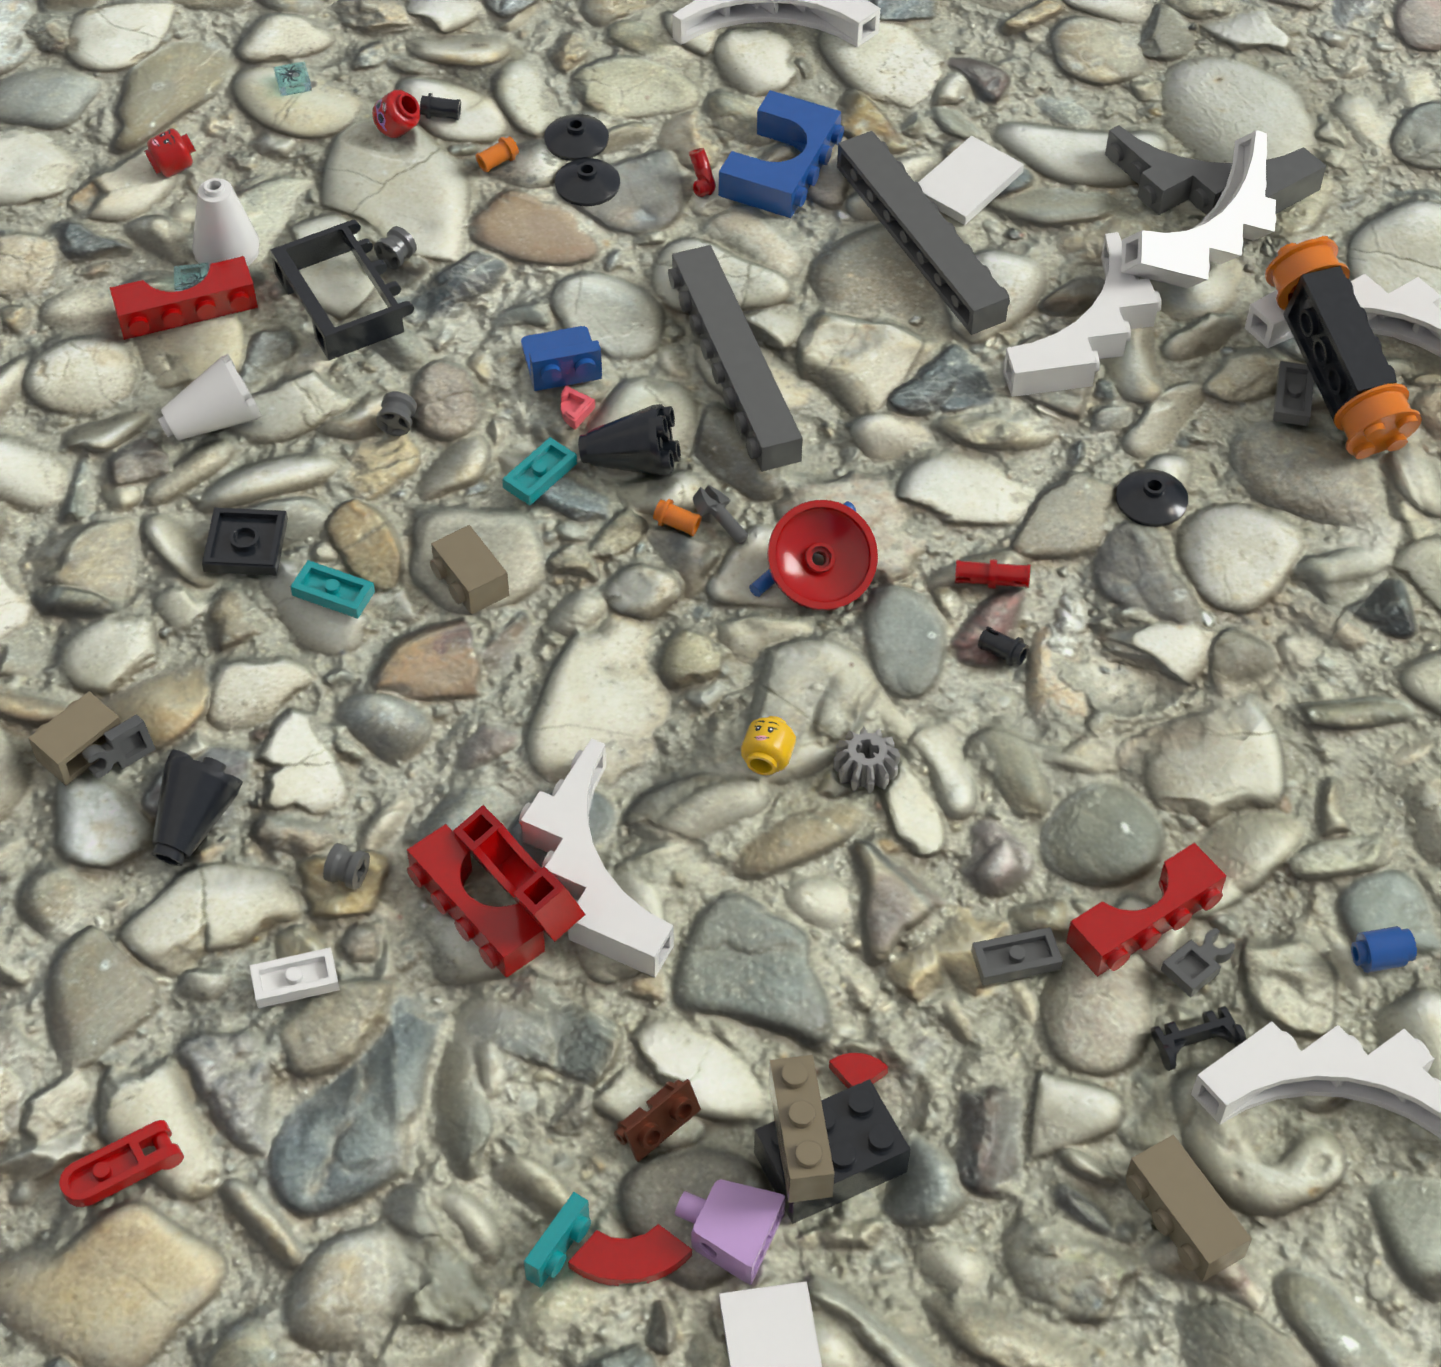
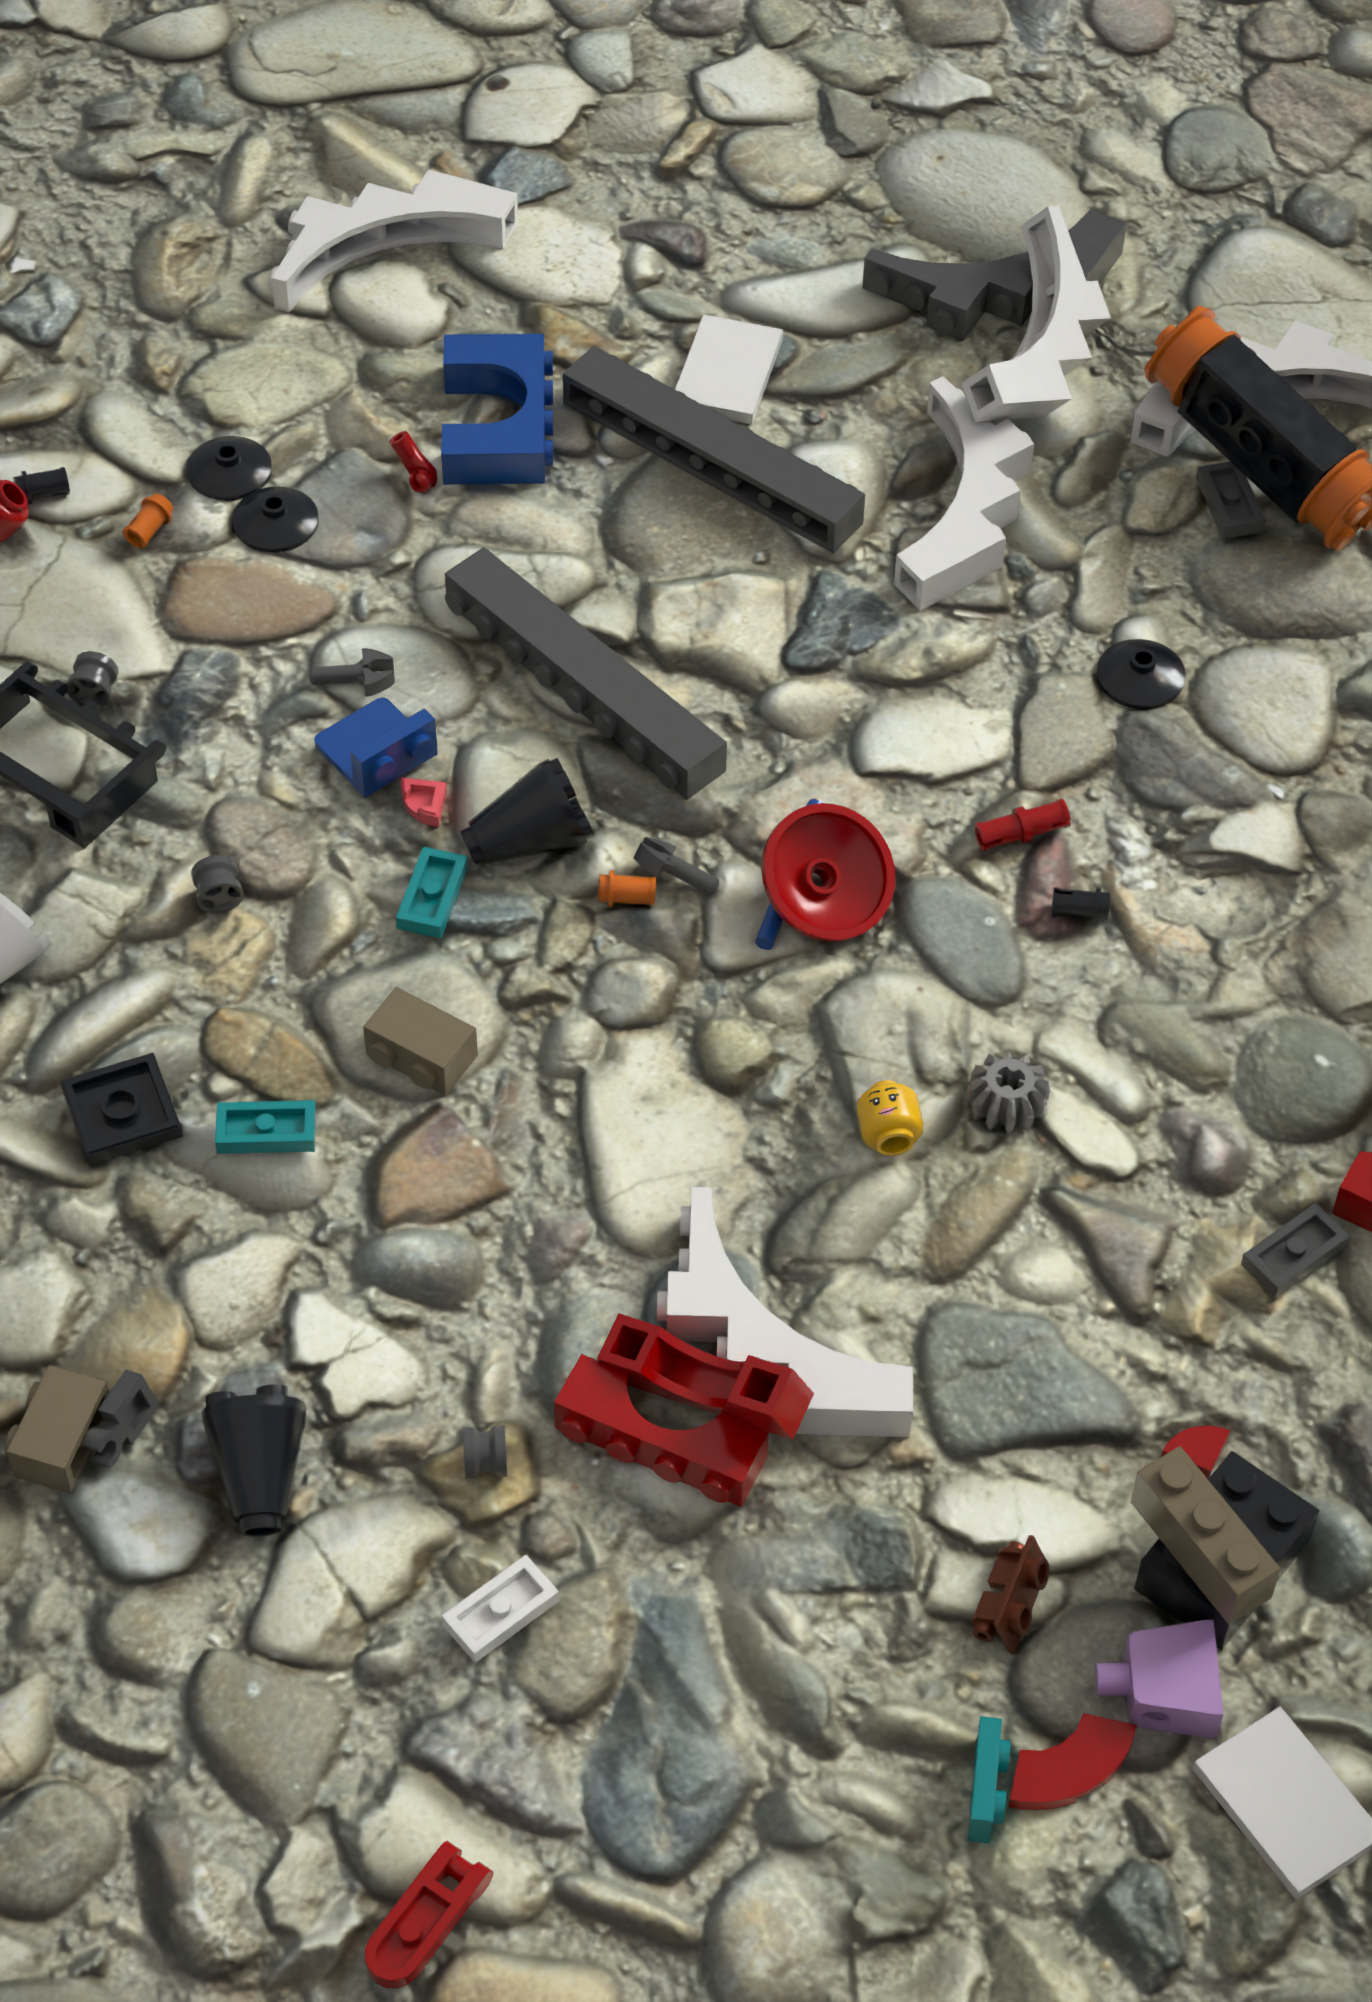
camera: 25 degrees left, 0 degrees up
(589, 308) = (361, 672): none -> dark grey bar

